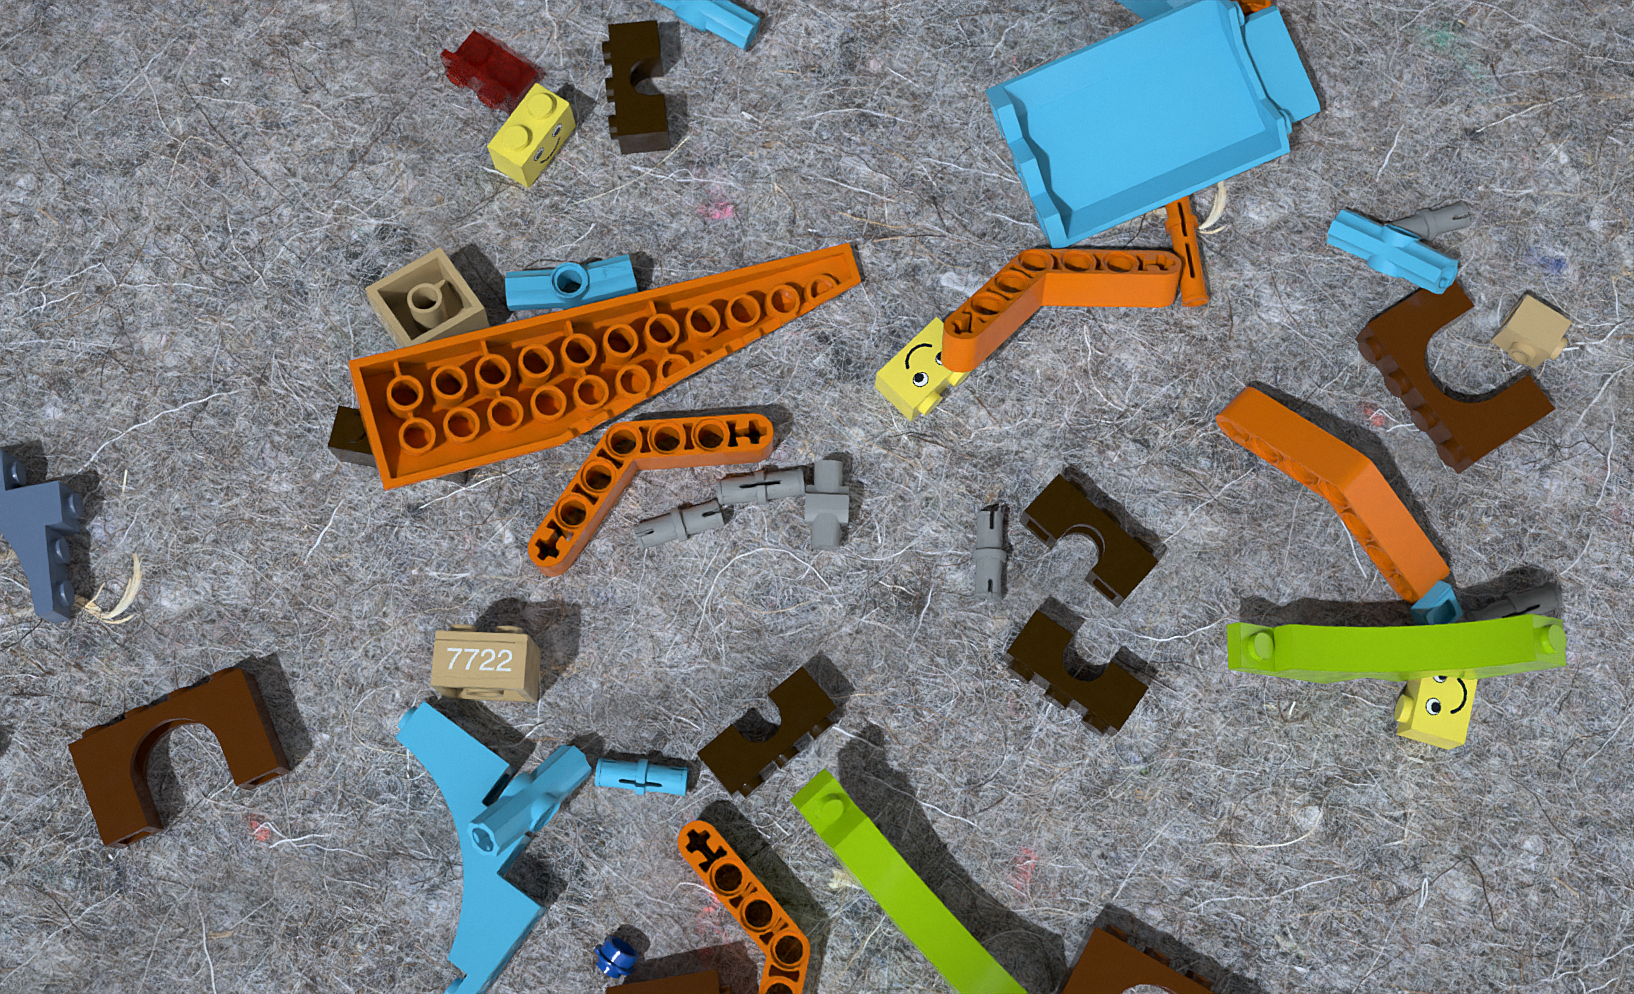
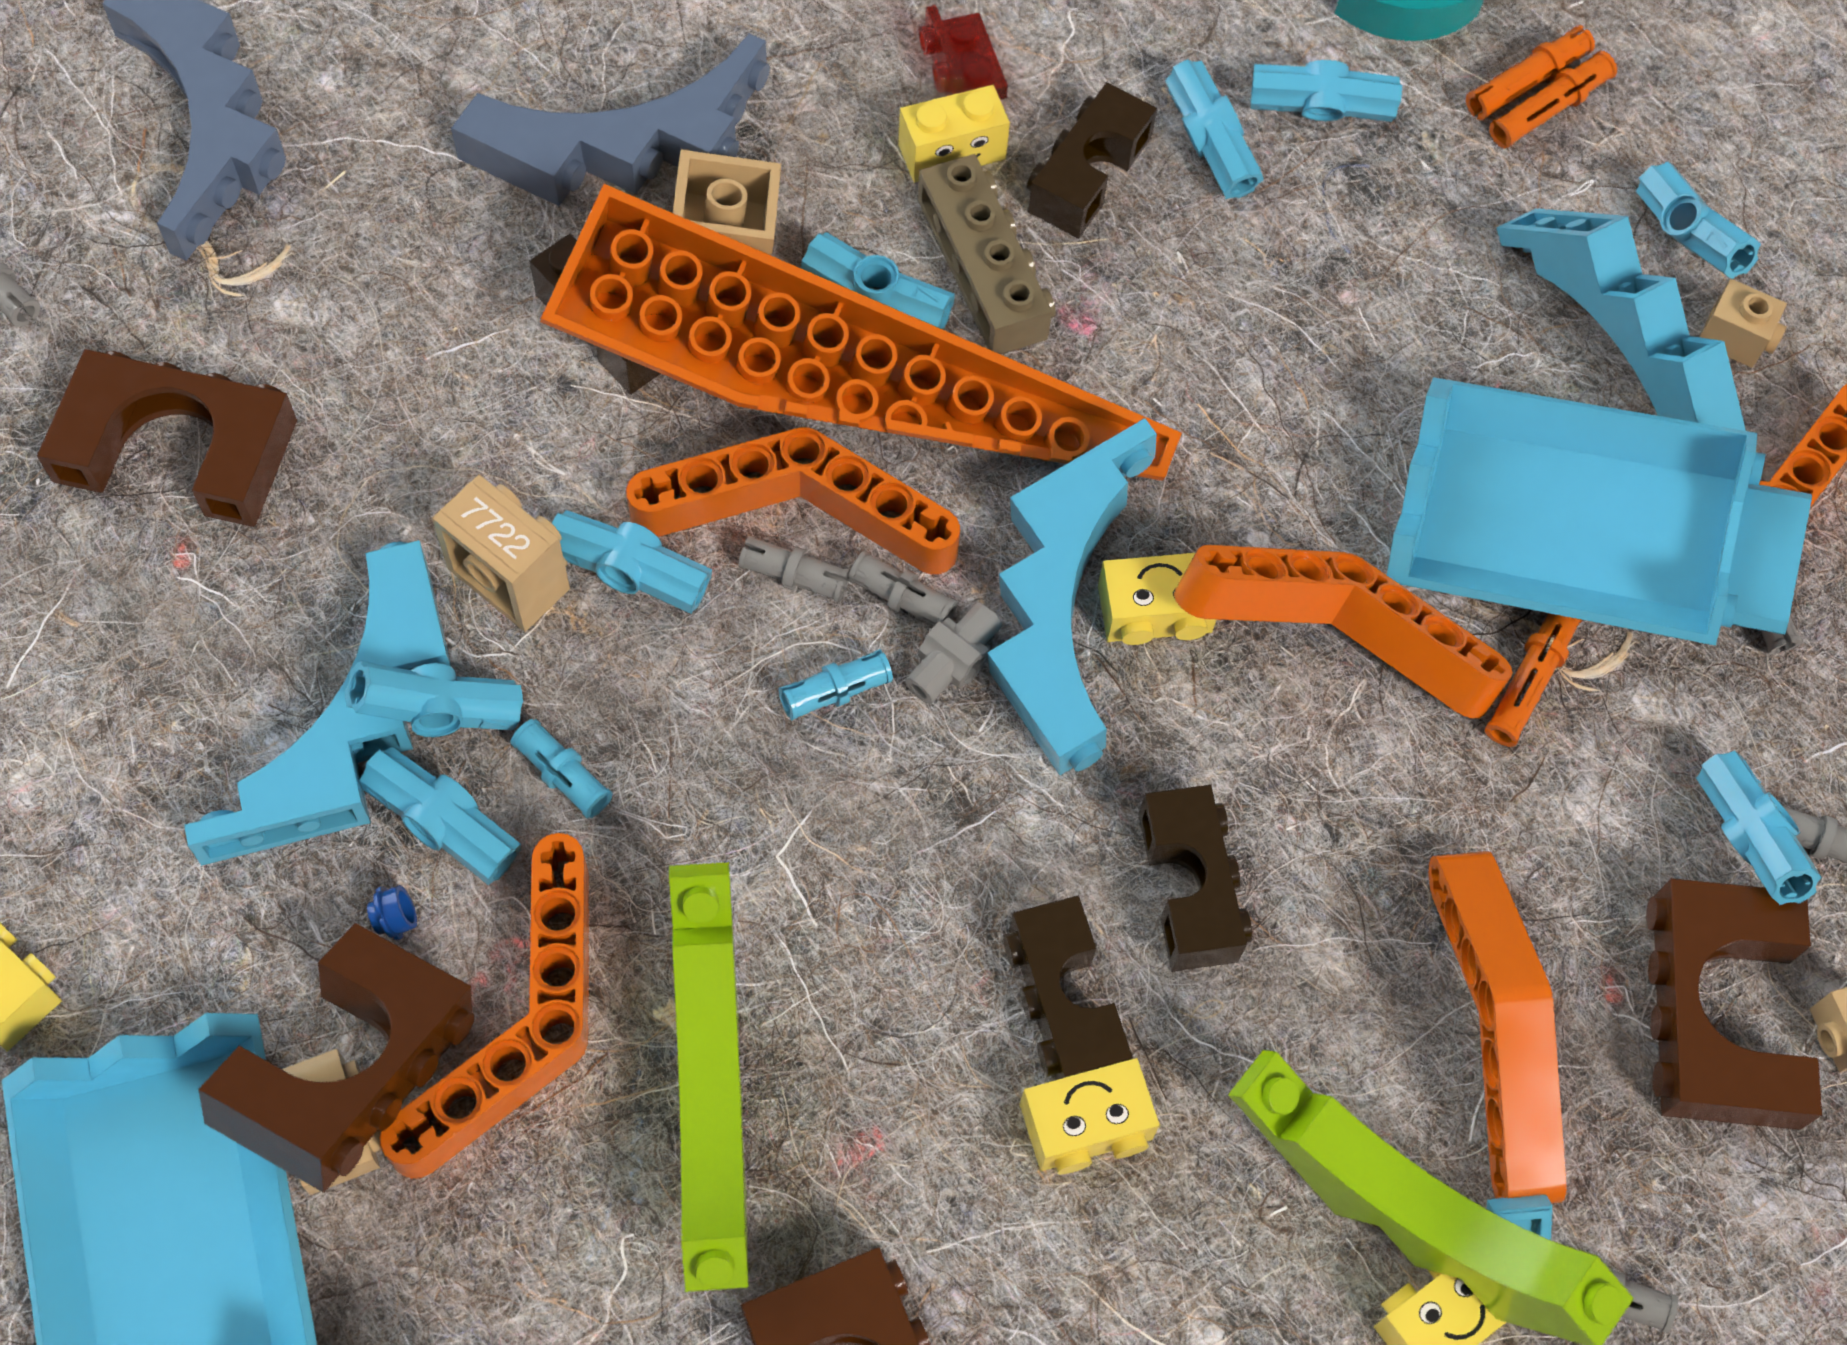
camera: 35 degrees right, 10 degrees down
(268, 348) = (622, 146): none -> sand blue arch
(569, 602) = (632, 560): none -> medium azure piece
(591, 870) = (440, 814): none -> medium azure piece
(623, 209) = (985, 254): none -> dark tan brick
(742, 763) = (667, 828): dark brown arch -> none
(769, 584) = (835, 684): none -> medium azure pin
(829, 368) = (1062, 524): none -> medium azure arch
(988, 556) = (1076, 820): light grey pin -> none
(1147, 742) = (1089, 1116): none -> light yellow brick

